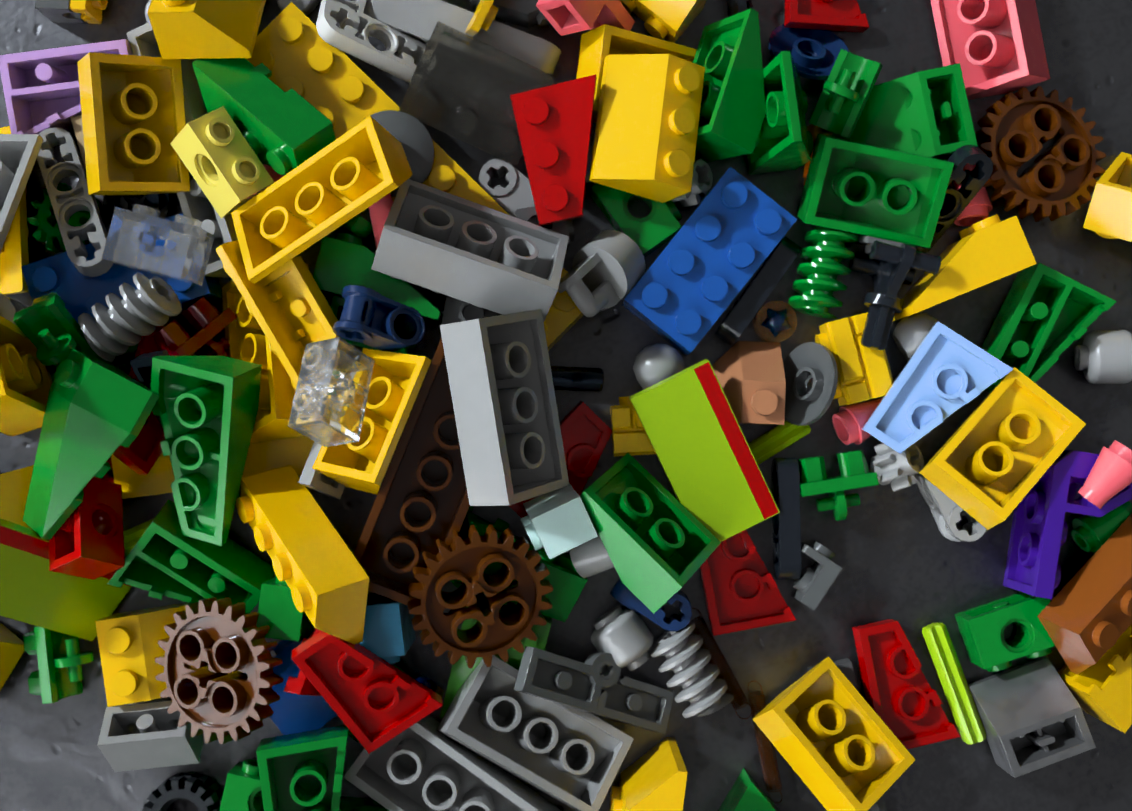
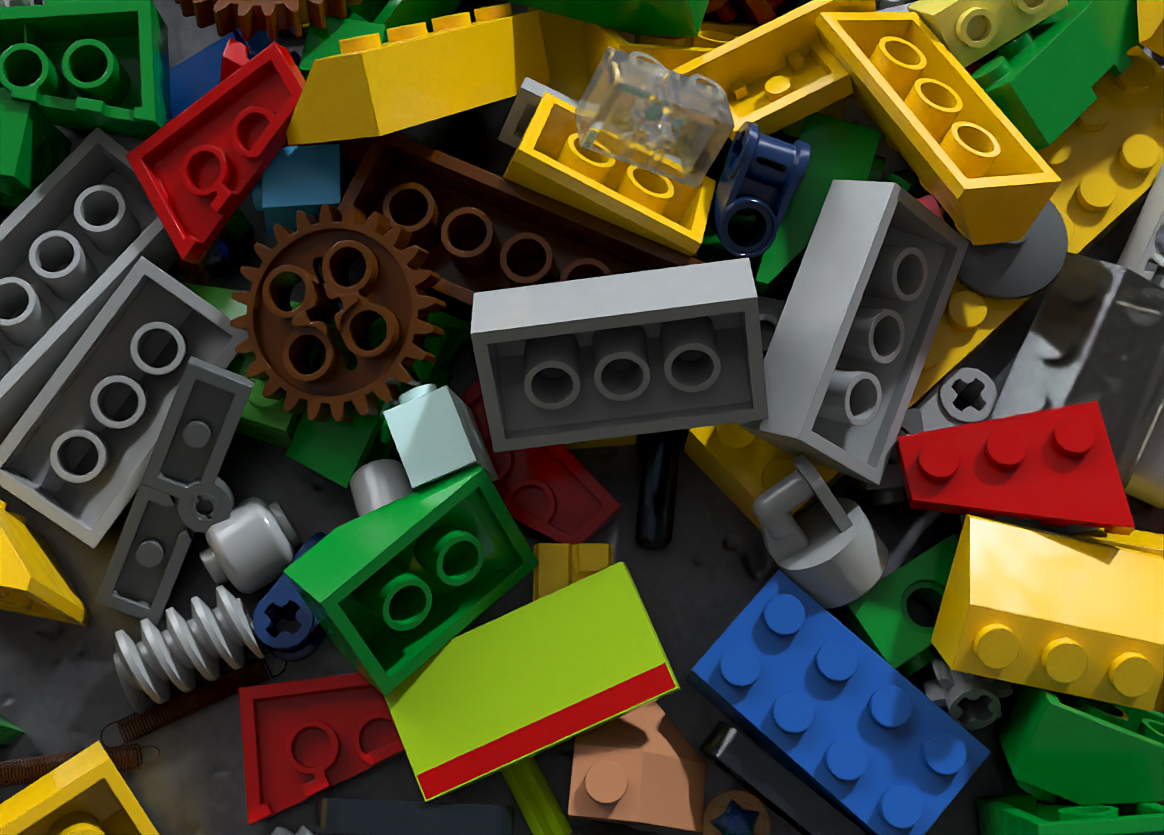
camera: 90 degrees right, 15 degrees down
(656, 364) = (677, 622): light grey piece -> none

